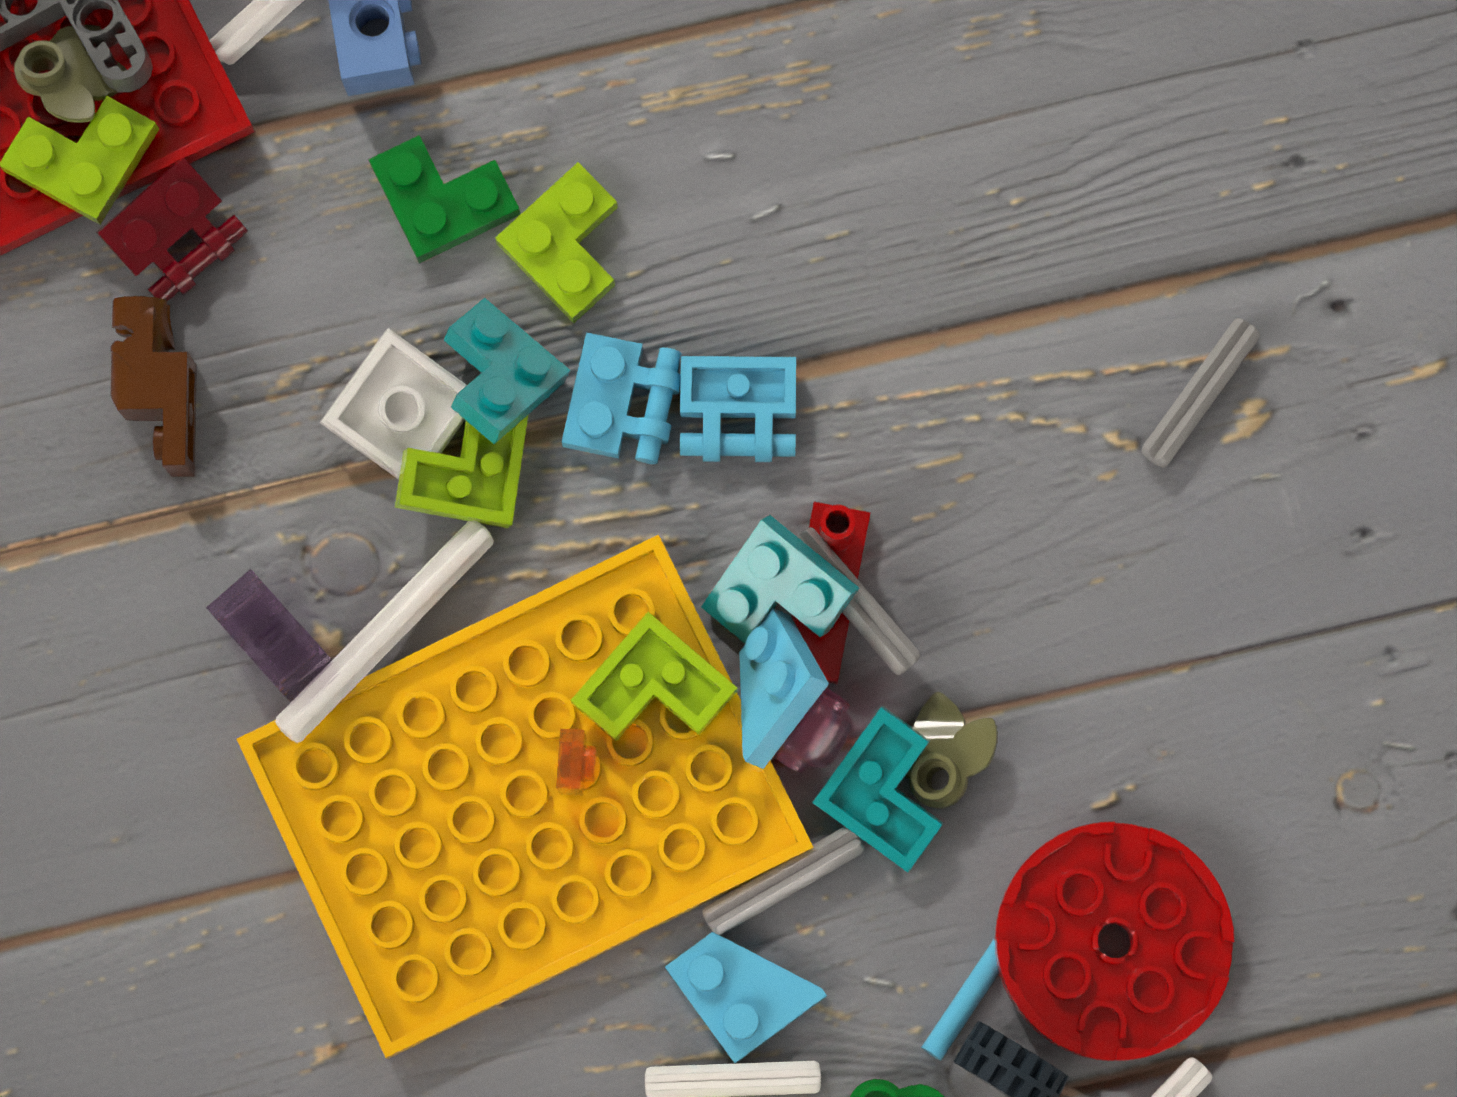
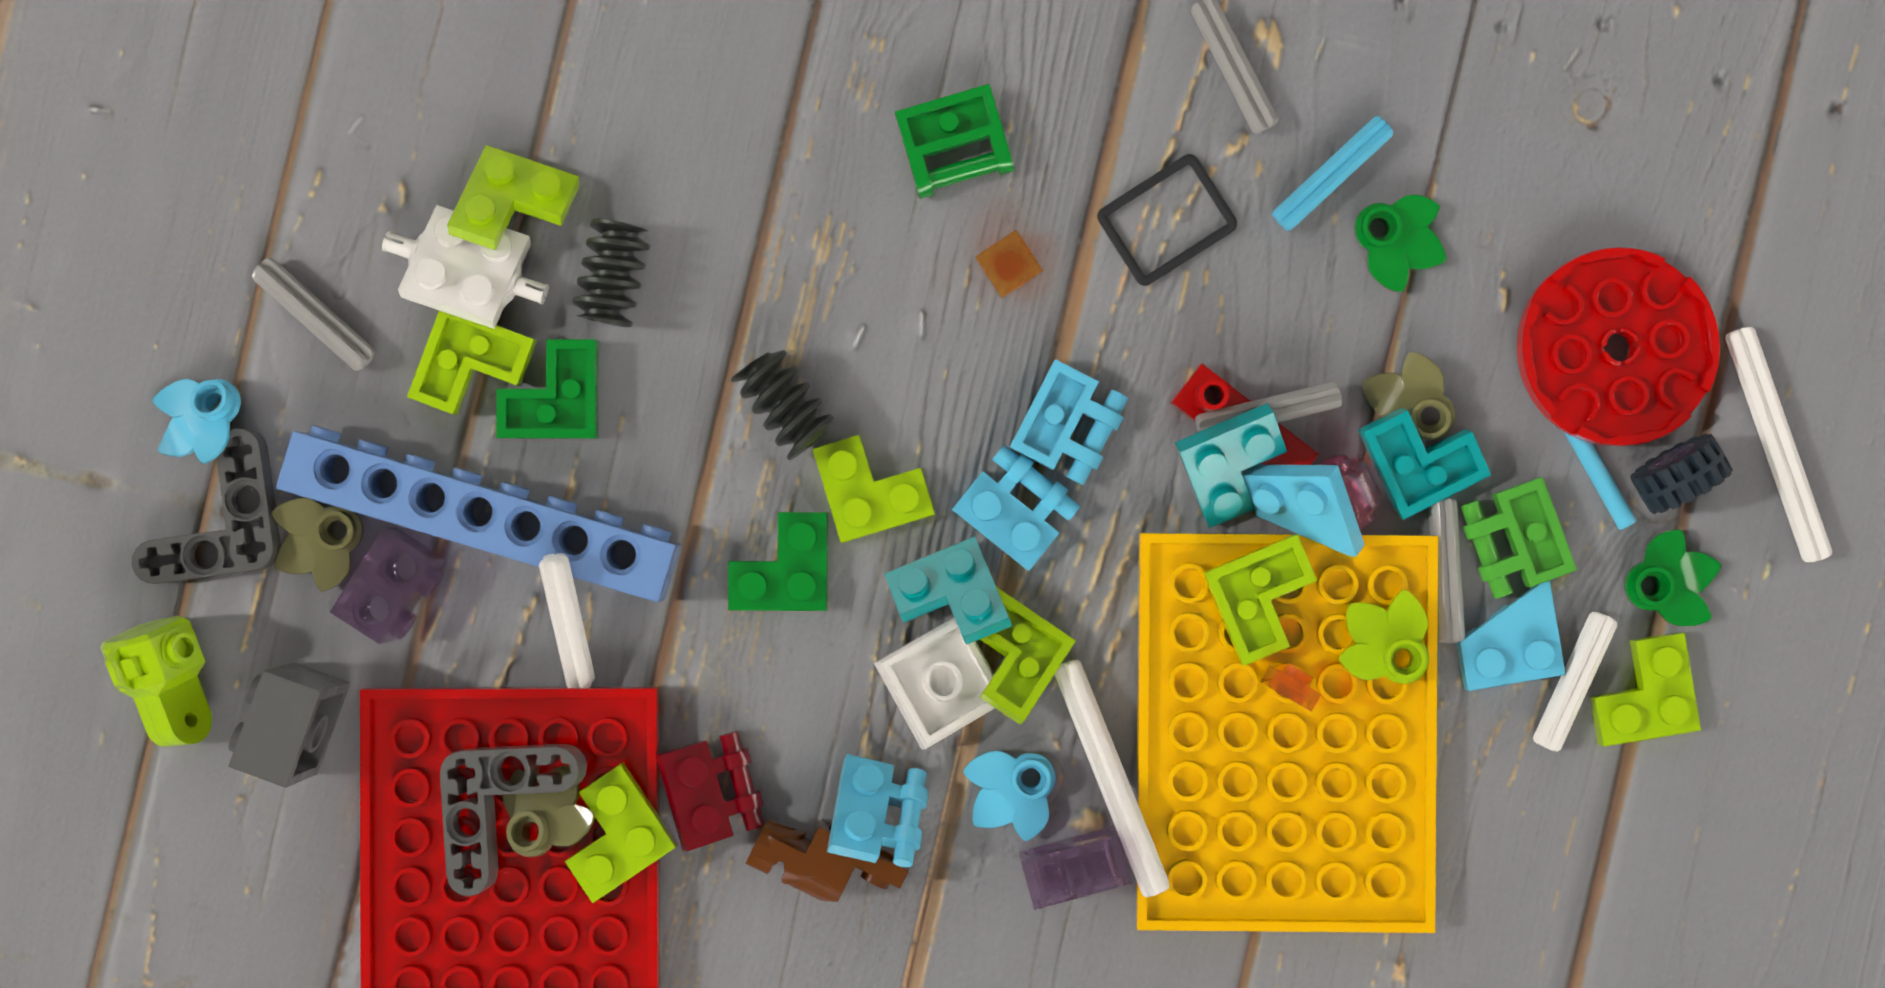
camera: 65 degrees left, 10 degrees up
(230, 388) = (862, 807): none -> medium azure plate
(314, 537) = (1004, 794): none -> medium azure plate
(609, 107) = (784, 402): none -> pearl dark grey piece
(677, 835) = (1381, 634): none -> lime plate
(868, 950) = (1532, 532): none -> bright green plate
(870, 264) = (1008, 264): none -> clear orange plate
(983, 135) = (950, 125): none -> green plate
(983, 448) = (1190, 252): none -> black piece
(1108, 664) = (1406, 241): none -> green plate
(1141, 550) = (1332, 173): none -> medium azure axle

